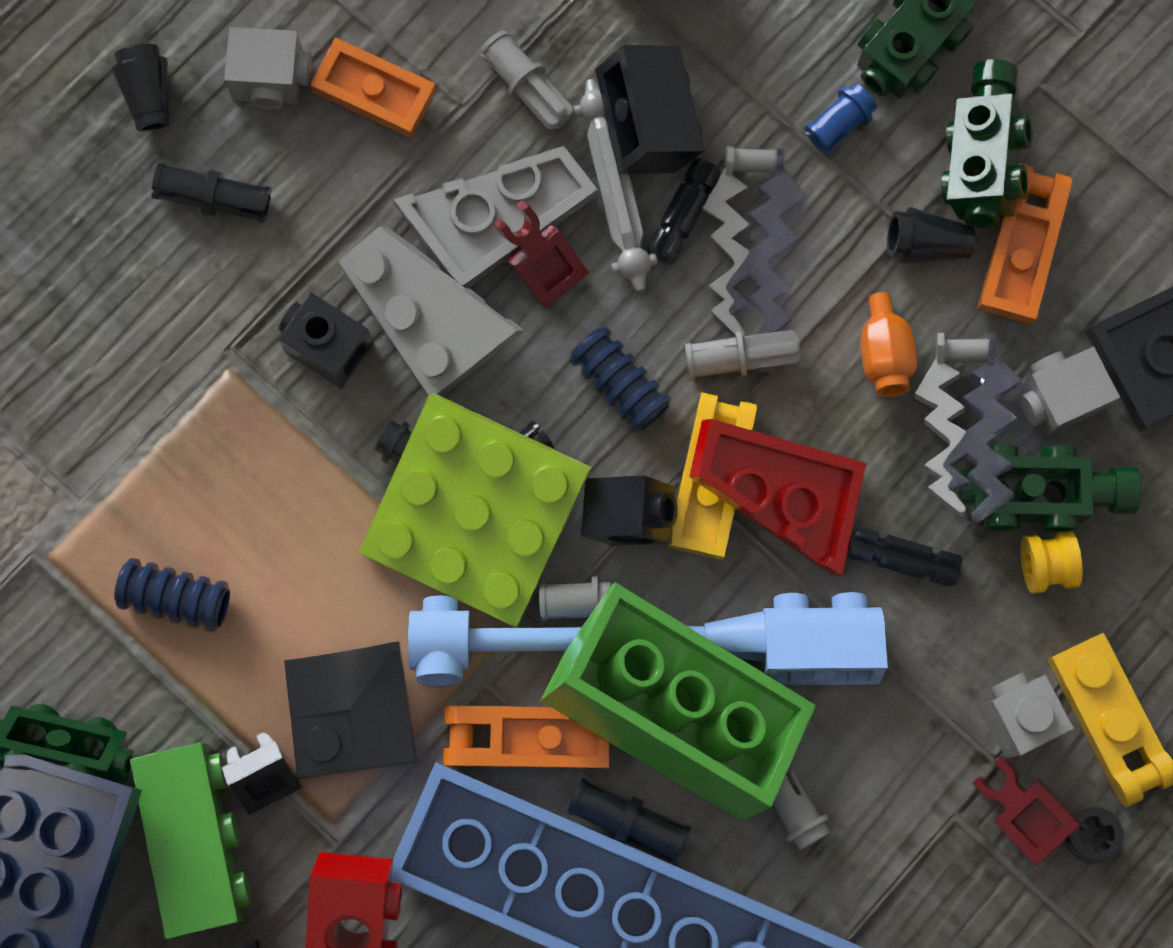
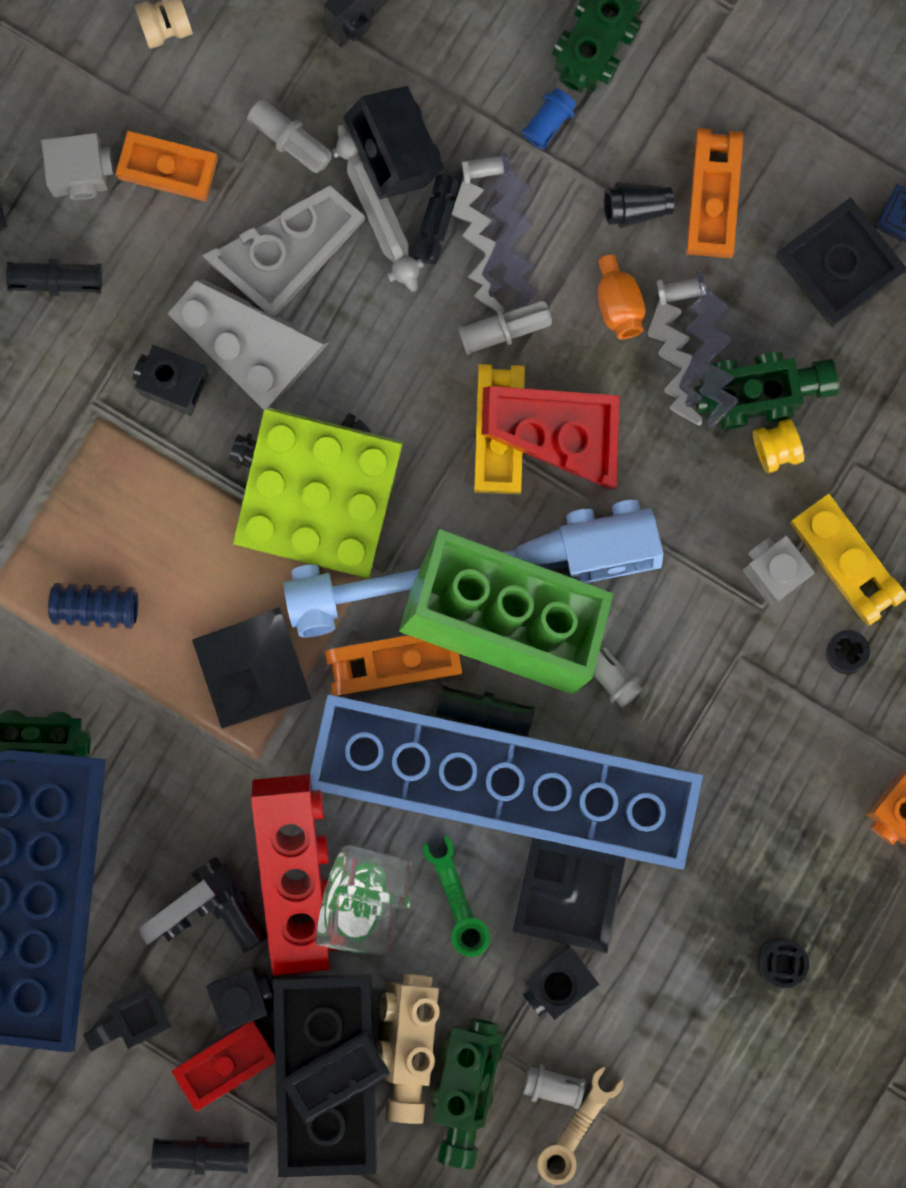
camera: 10 degrees left, 5 degrees up
(190, 840) = (149, 791): bright green brick -> none
(260, 775) = (193, 731): black tile -> none
(544, 259) = (332, 281): dark red plate -> none
(570, 599) = (407, 548): light grey pin -> none
(620, 379) = (412, 366): dark blue piece -> none
(628, 510) = (439, 470): black brick -> none
(905, 556) = (663, 463): black axle -> none
(988, 137) = (671, 113): dark green brick -> none
(1033, 816) = (797, 648): dark red plate -> none
(1066, 391) = (767, 307): light grey brick -> none

